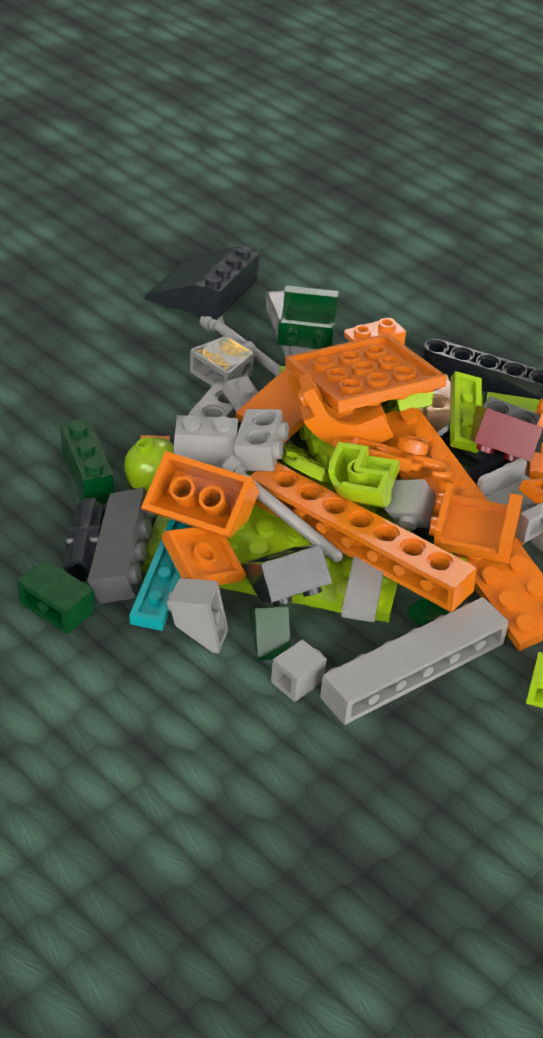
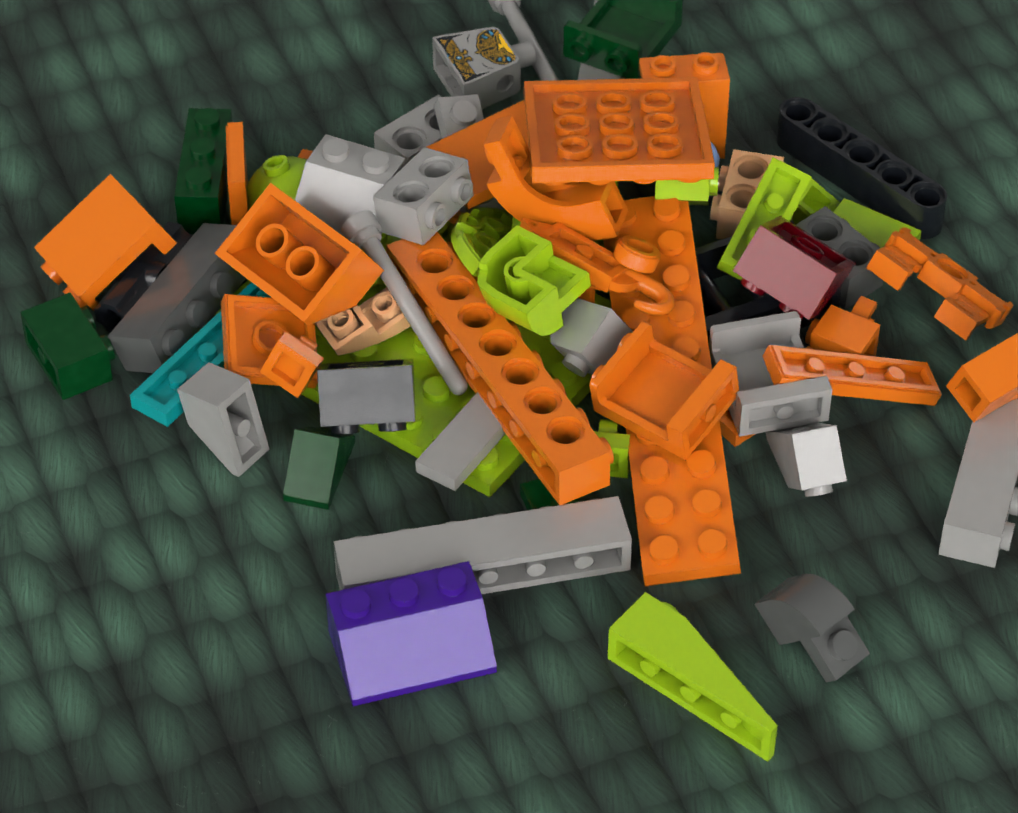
camera: 25 degrees right, 5 degrees up
(48, 520) = (99, 241): none -> orange panel
(120, 458) = (236, 171): none -> orange tile
(234, 566) = (292, 363): none -> orange tile
(257, 530) = (364, 324): none -> light nougat slope
(298, 670) = (315, 523): light grey brick -> none
(401, 723) = (410, 633): none -> slope

